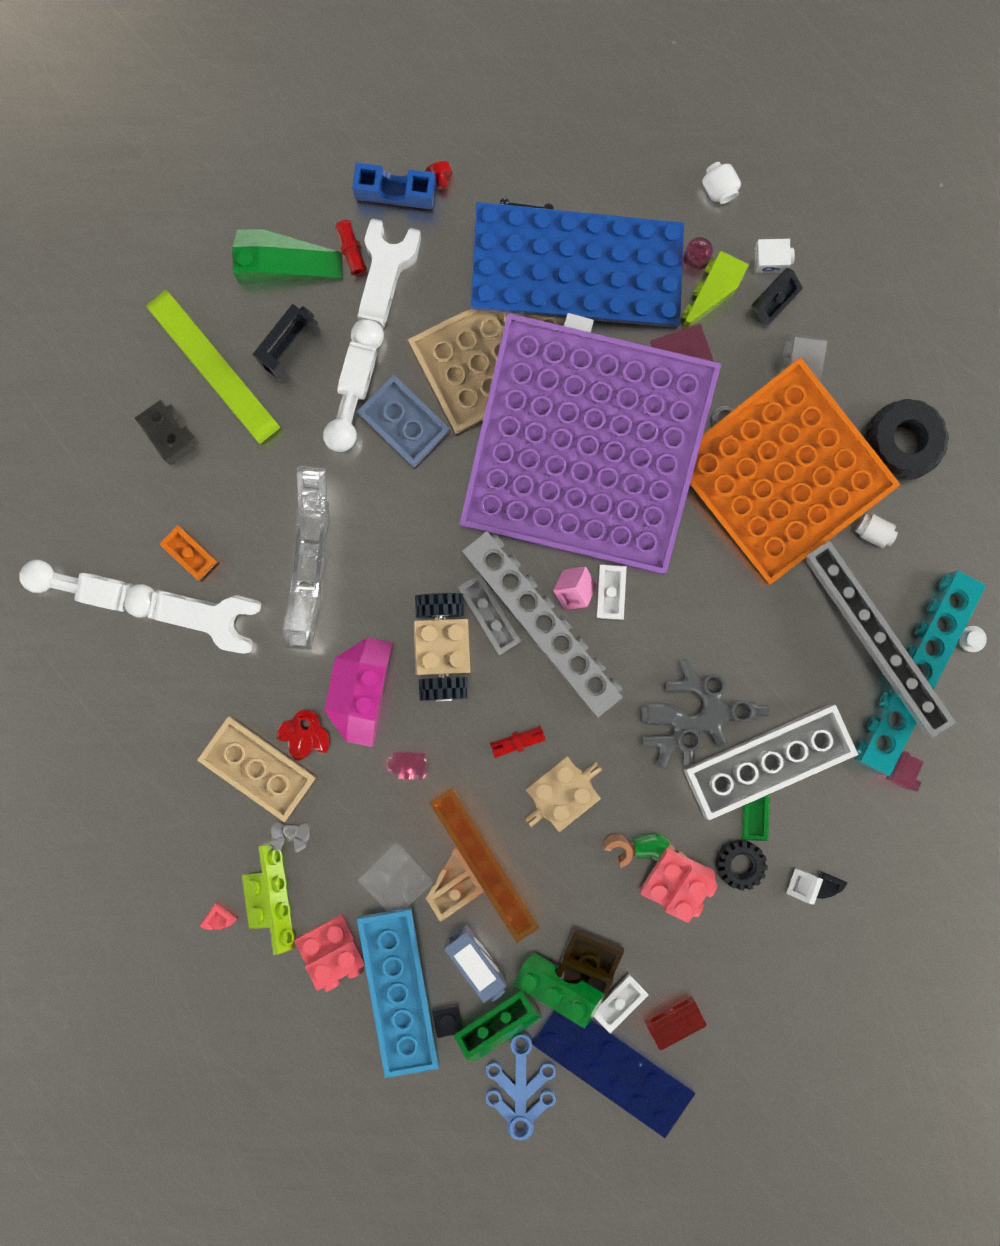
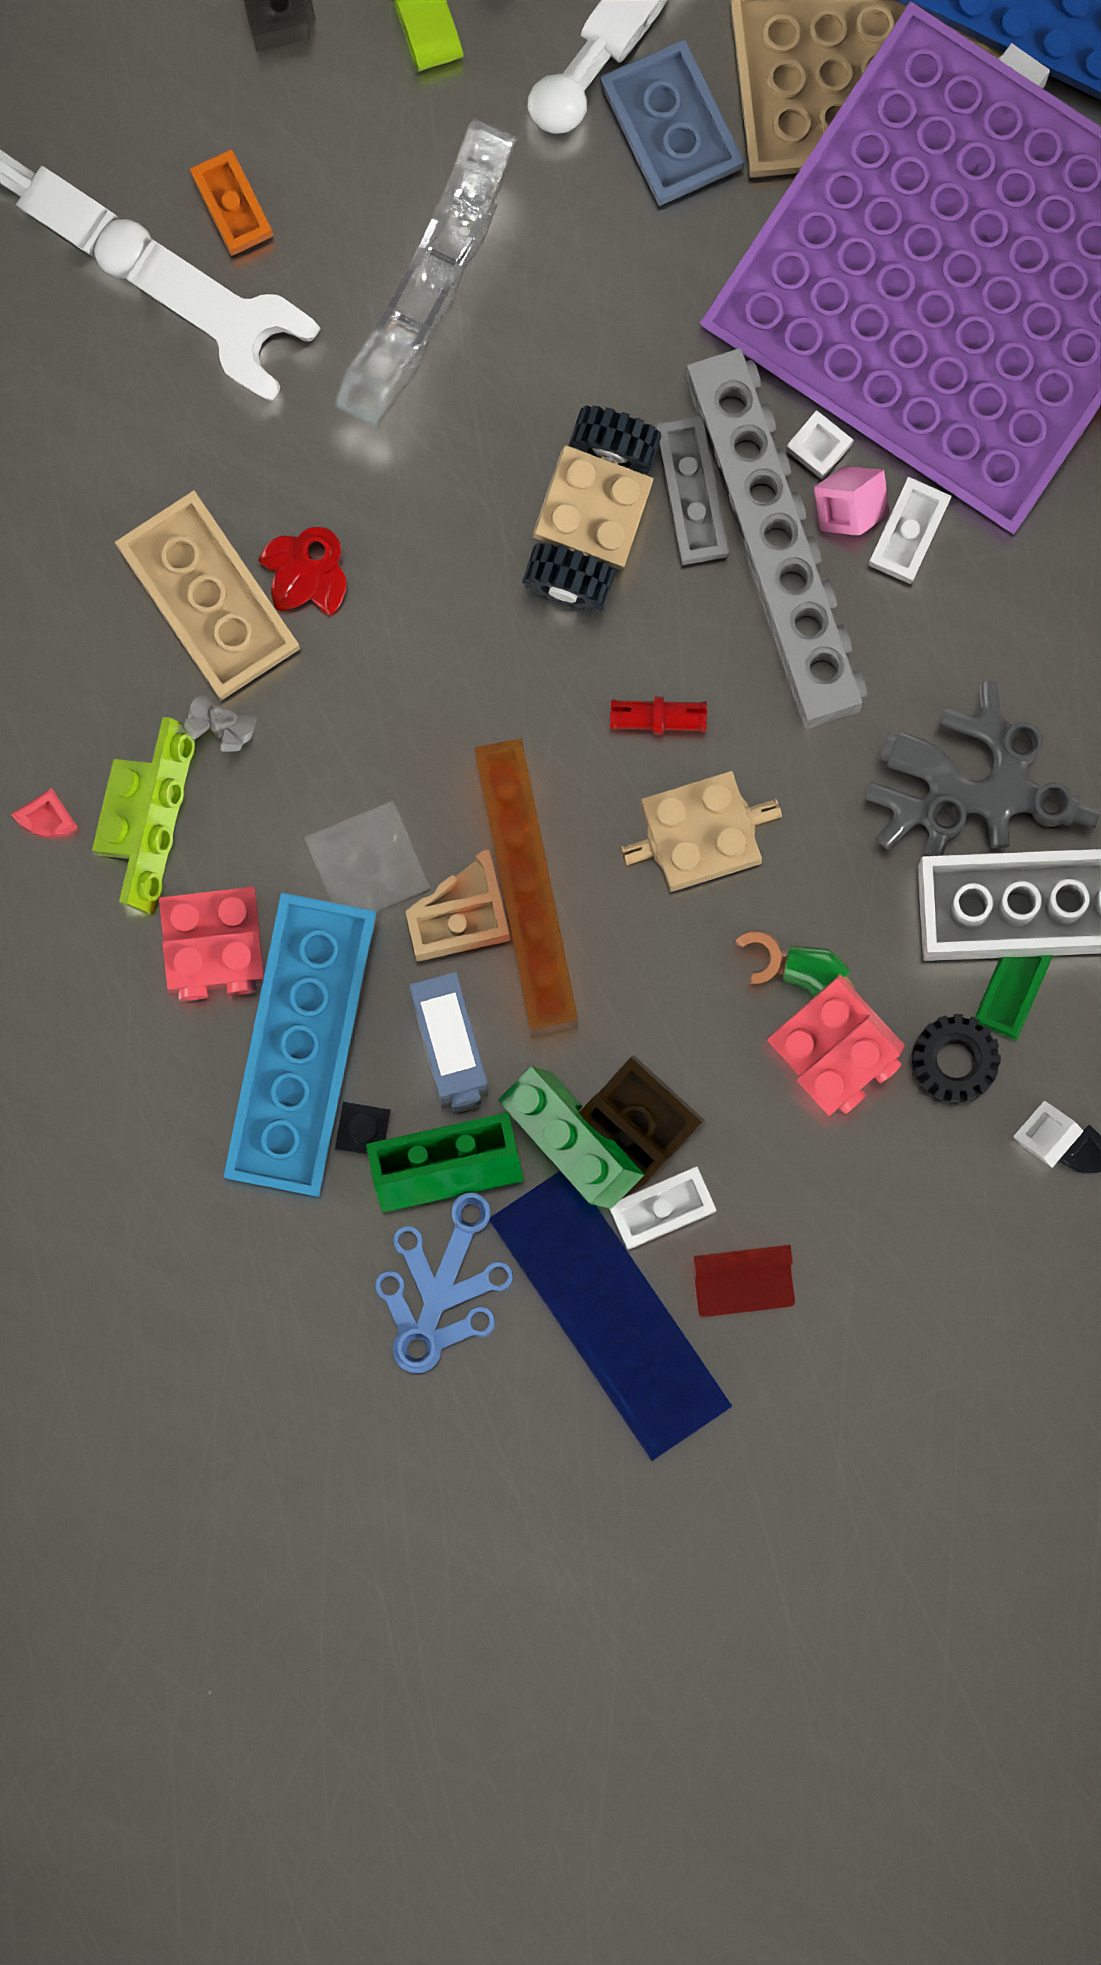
camera: 20 degrees right, 5 degrees down
(358, 689) = (426, 531): dark pink wedge -> none
(407, 765) = (461, 682): clear pink brick -> none
(546, 564) = (819, 444): none -> white plate

